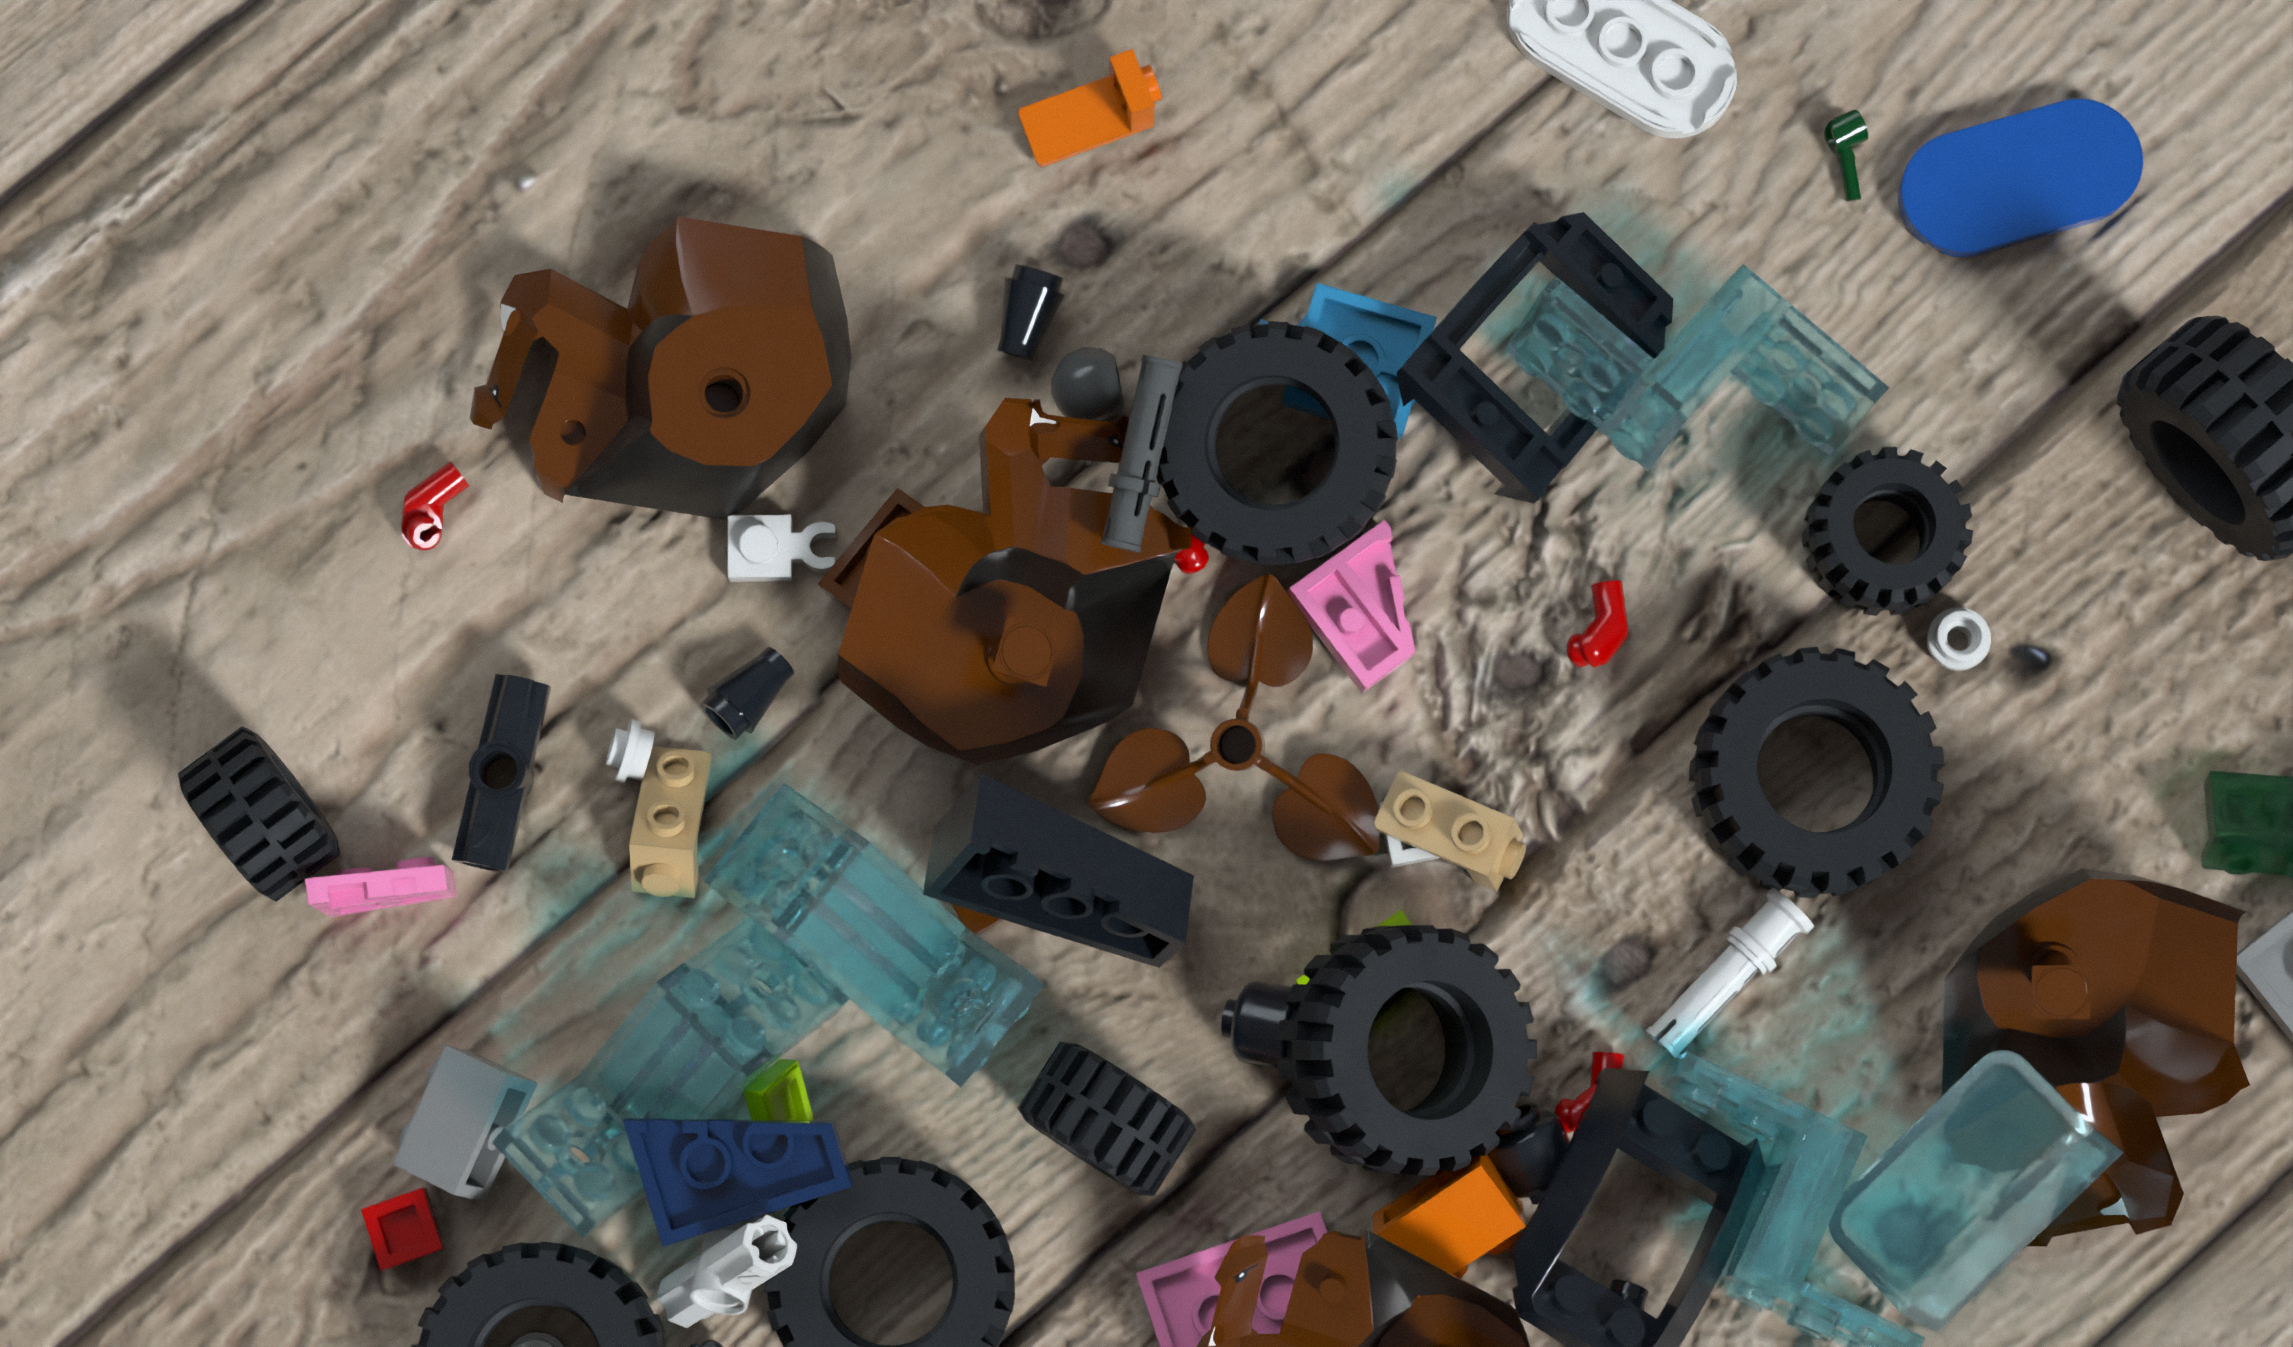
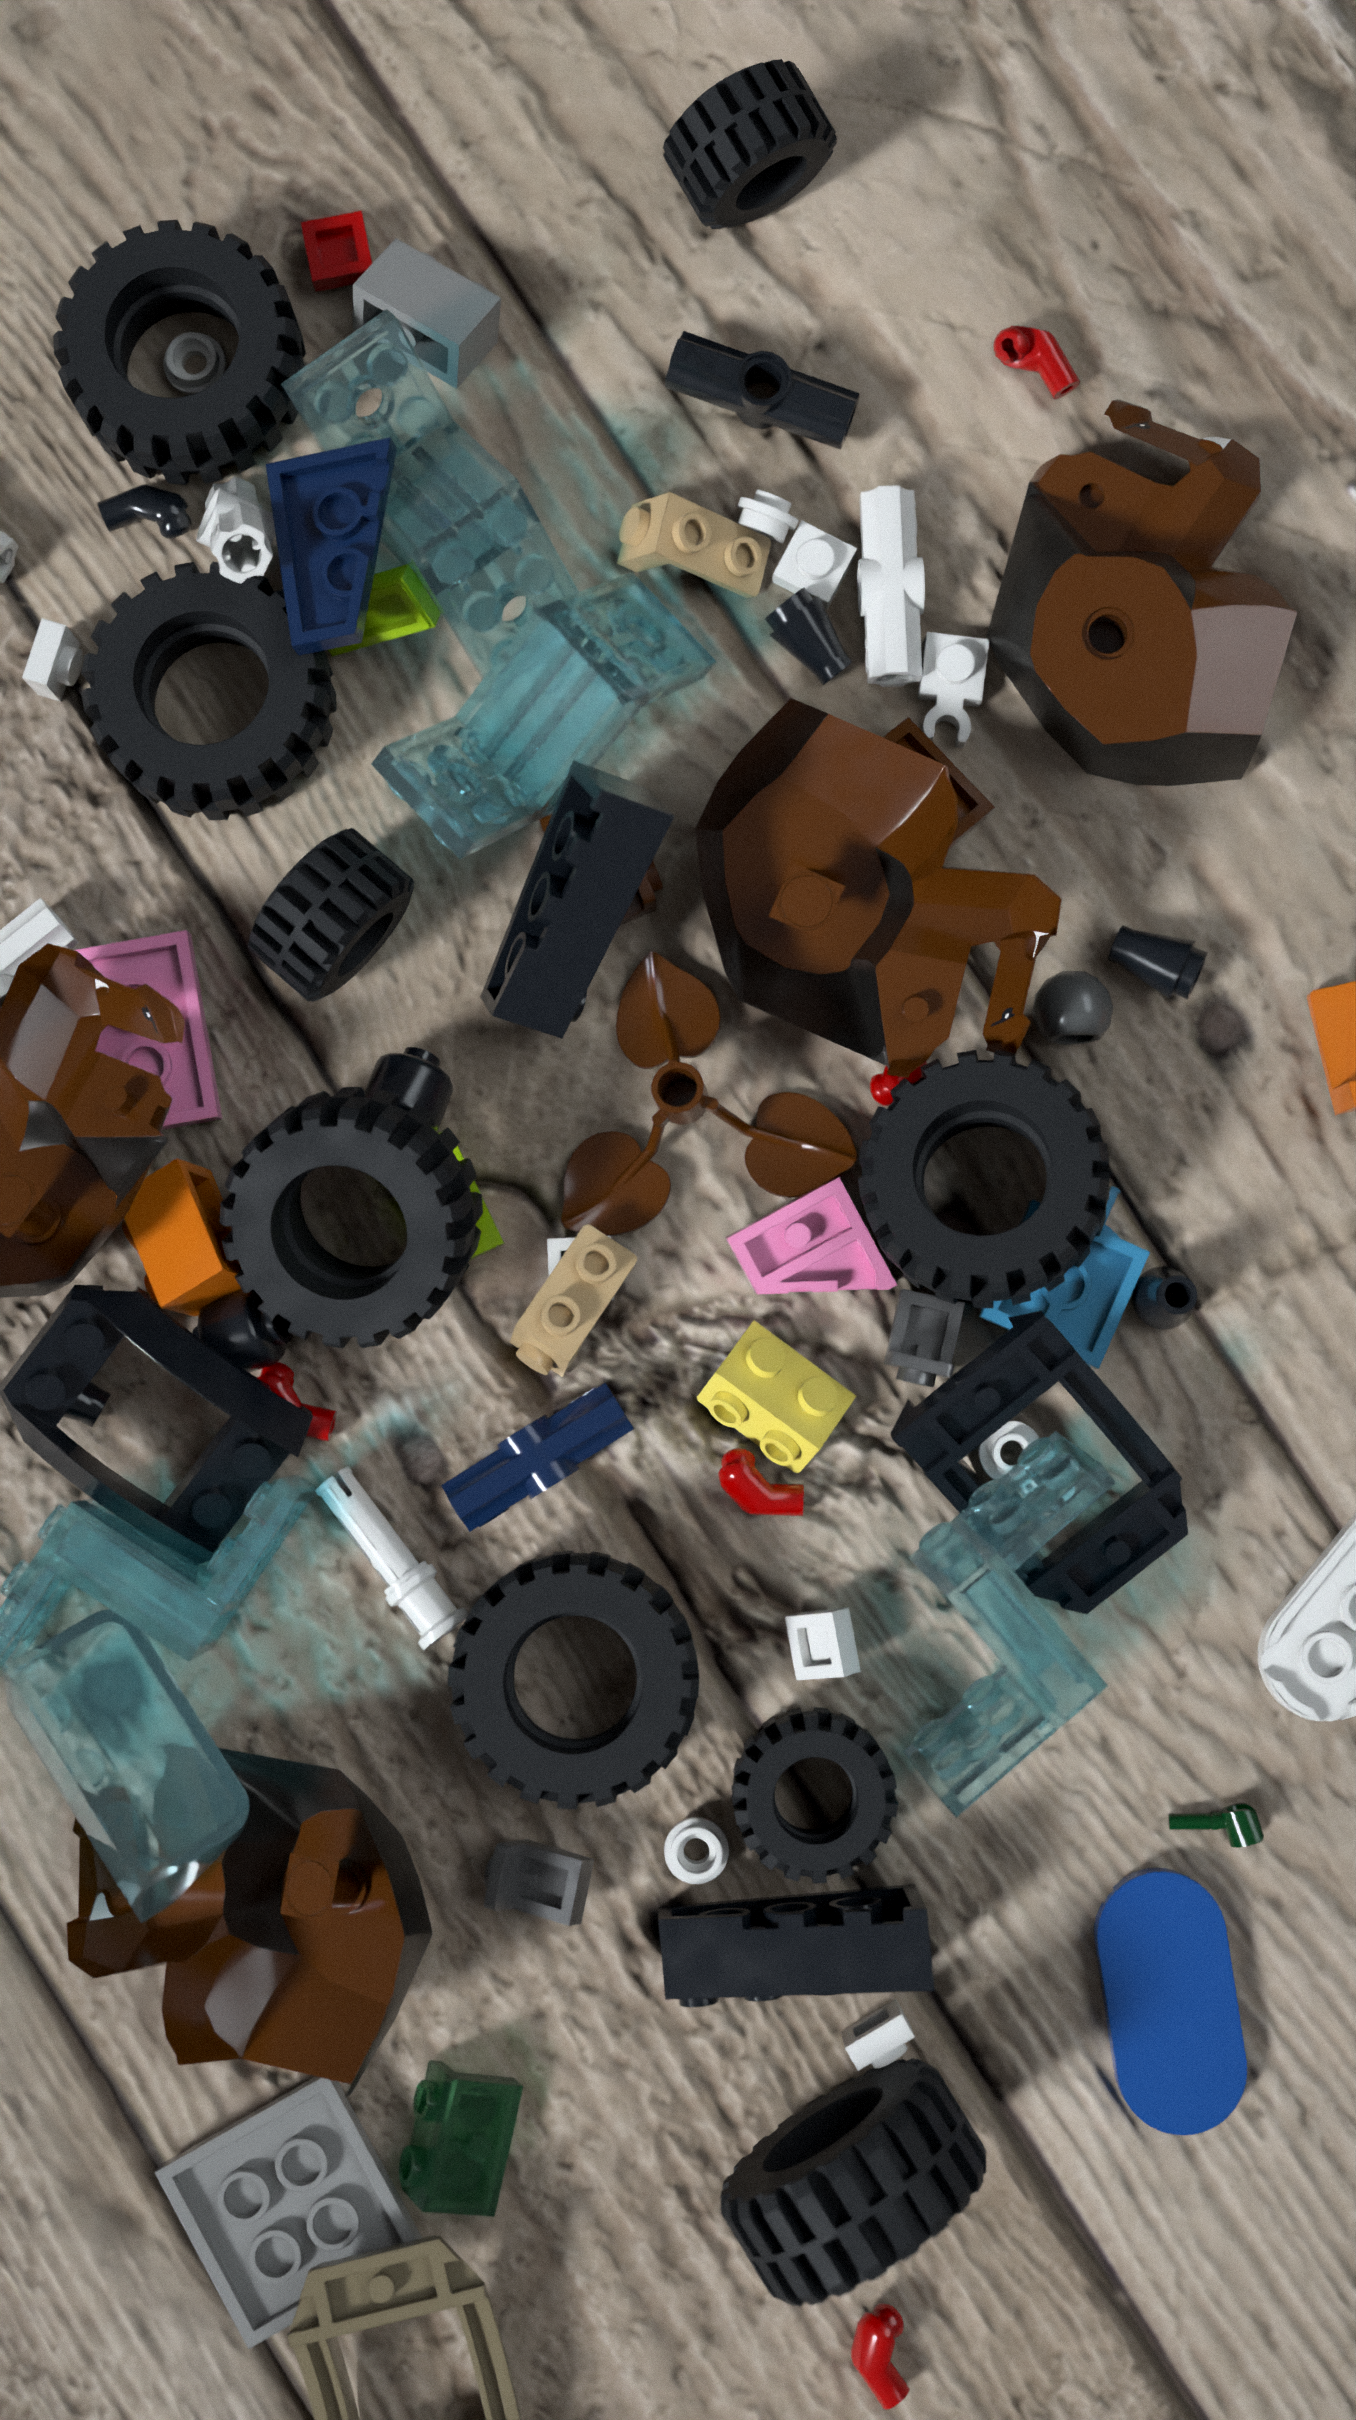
camera: 100 degrees right, 5 degrees up
(363, 890) = (667, 245): bright pink wing -> none
(671, 699) = (814, 562): none -> white plate
(686, 619) = (890, 586): none -> white piece
(1141, 454) = (987, 1033): dark grey pin -> none
(1352, 274) = (1150, 1299): none -> black cone
(1433, 488) = (923, 1337): none -> flat silver bracket
(1512, 621) = (775, 1398): none -> light yellow bracket
(1537, 408) = (990, 1449): none -> white plate
(1607, 843) = (537, 1457): none -> dark blue piece
(1742, 544) = (822, 1644): none -> white plate
(2014, 782) = (538, 1881): none -> flat silver bracket
(2031, 526) = (797, 1946): none -> black wedge
(2102, 441) = (878, 2037): none -> white plate

